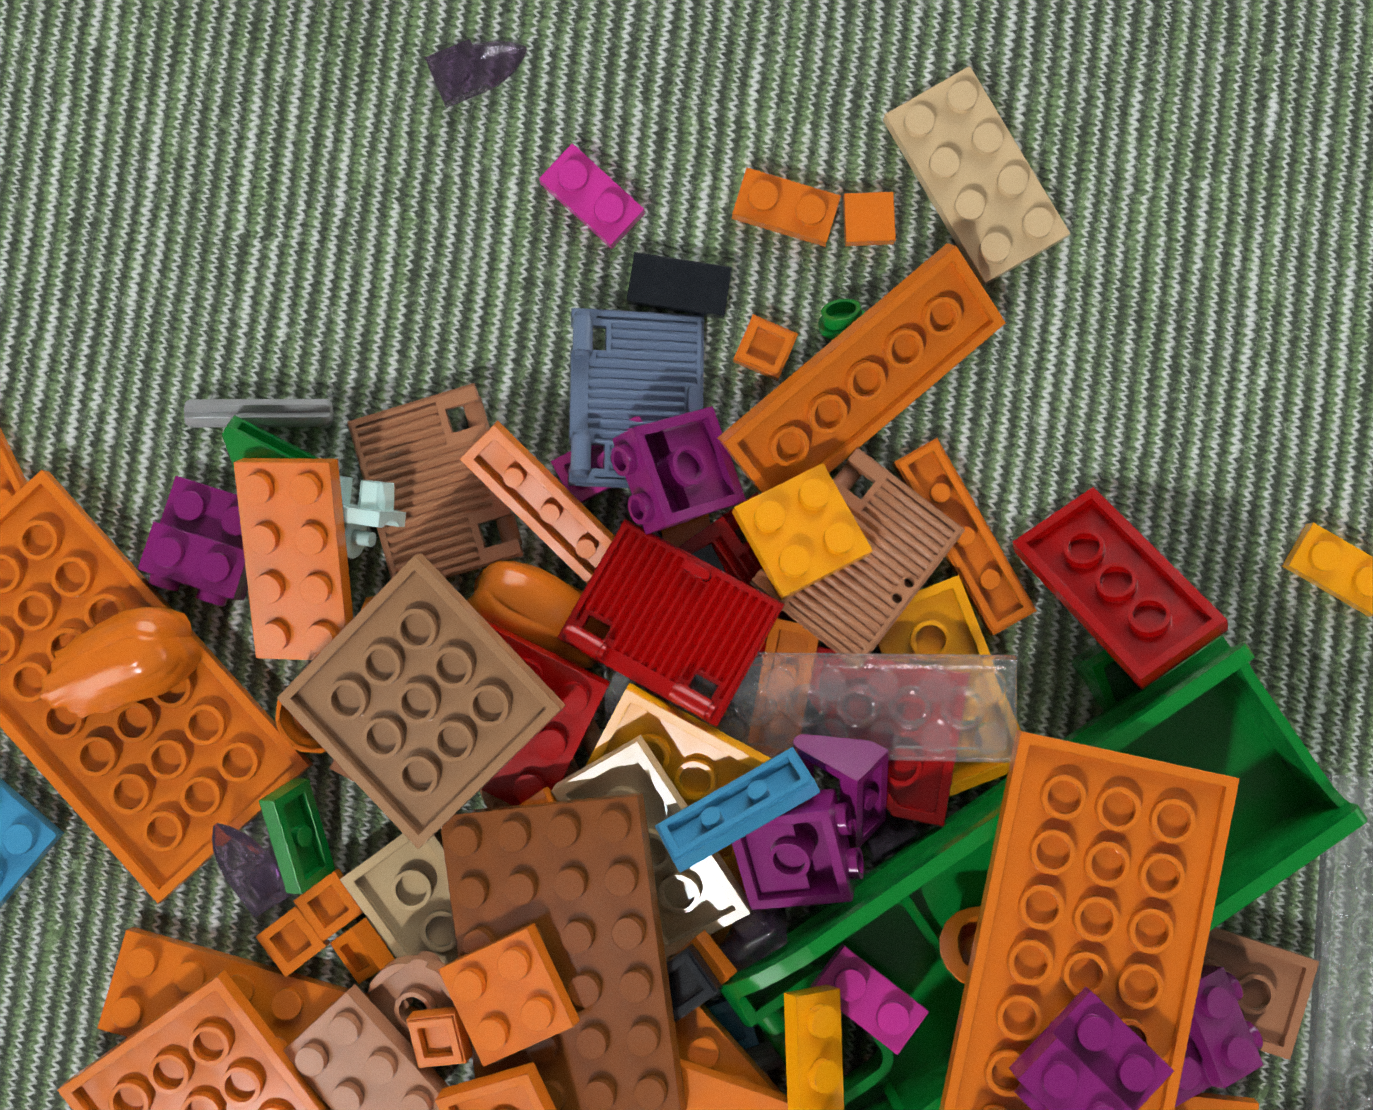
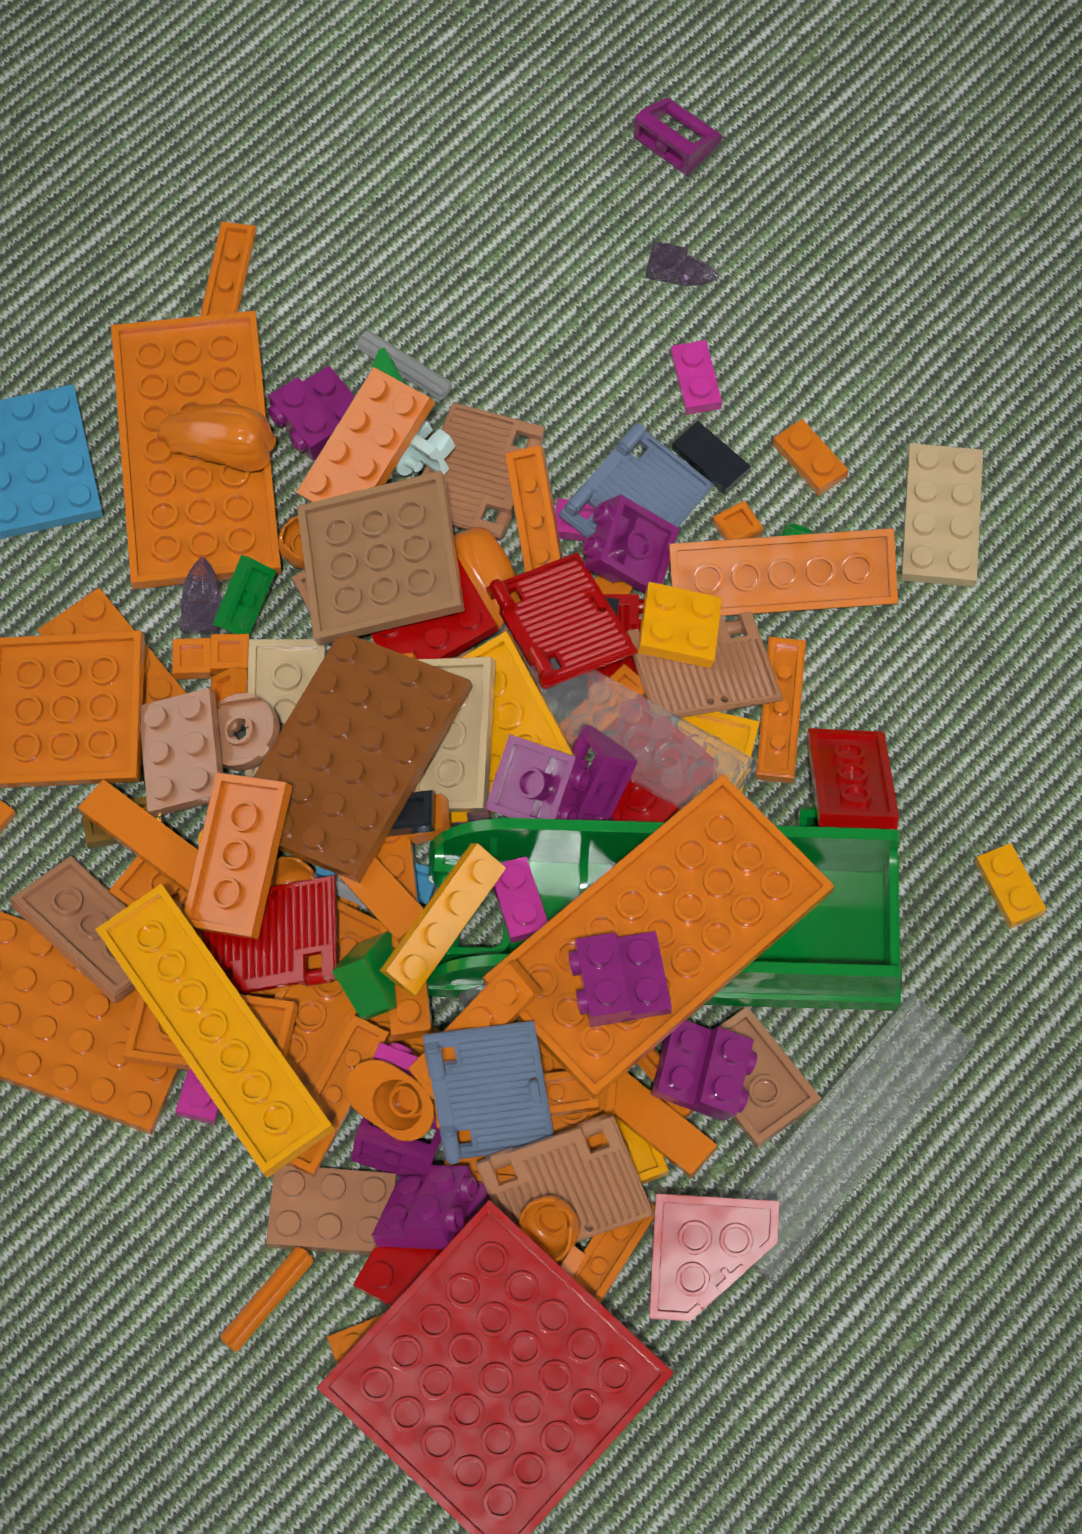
camera: 30 degrees right, 20 degrees down
(439, 1037) = (243, 748): orange tile -> none
(509, 995) = (305, 745): orange plate -> none
(737, 809) = (521, 728): dark azure tile -> none
(869, 218) = (856, 495): orange tile -> none

